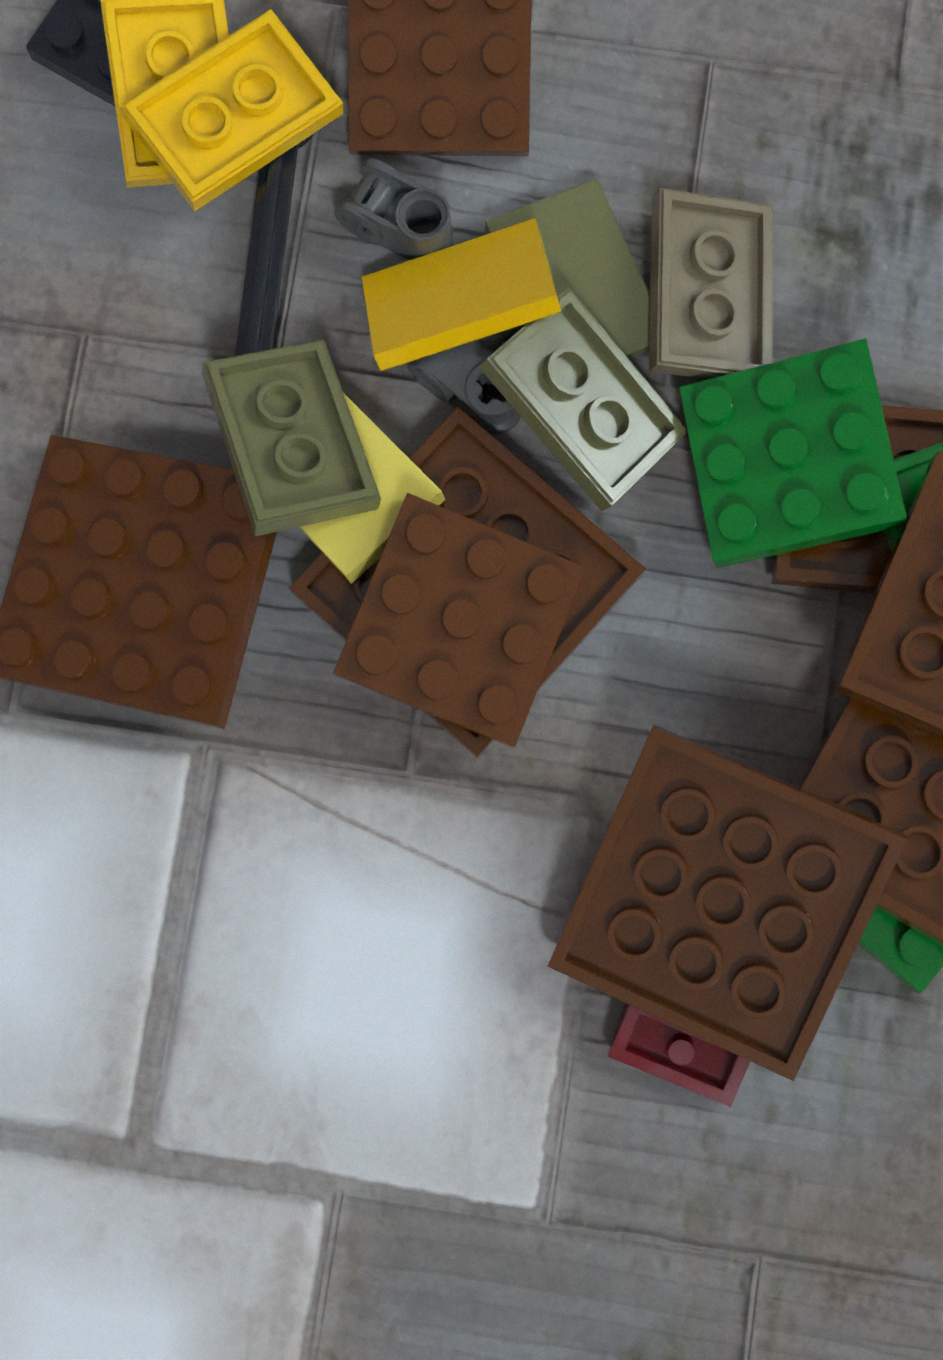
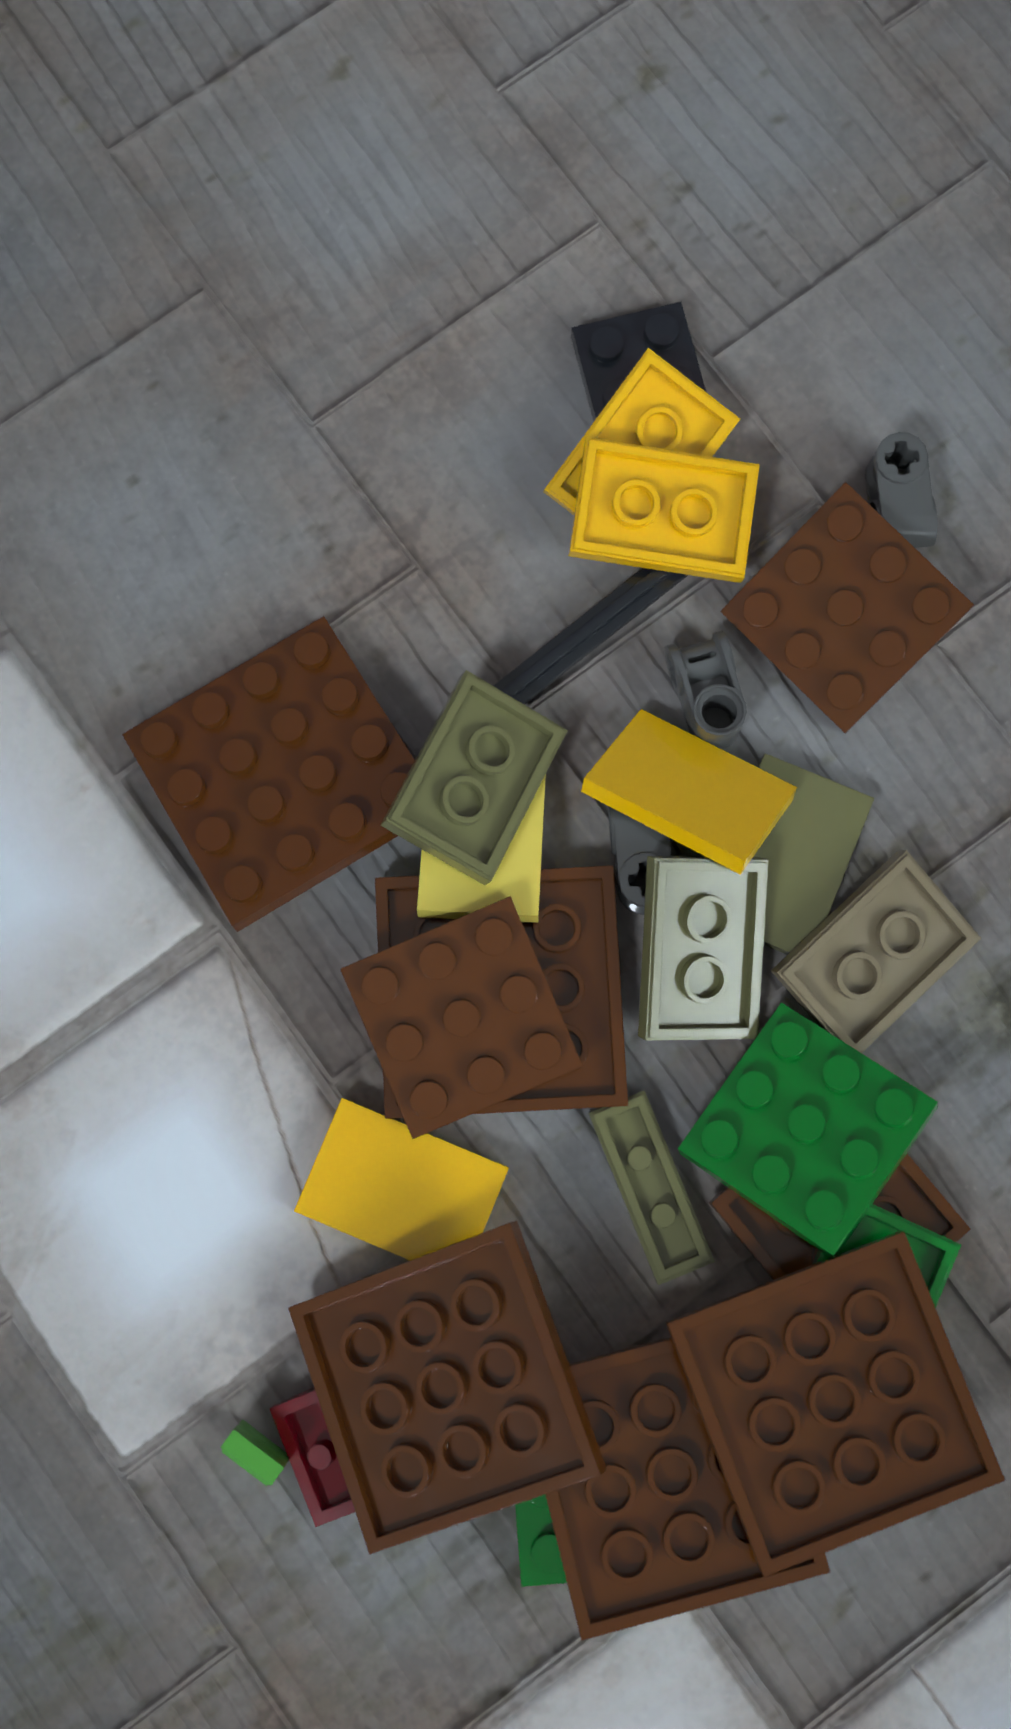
camera: 45 degrees right, 0 degrees up
(536, 799) = (398, 1188): none -> yellow tile
(632, 1098) = (255, 1453): none -> bright green tile
(721, 615) = (651, 1188): none -> olive tile

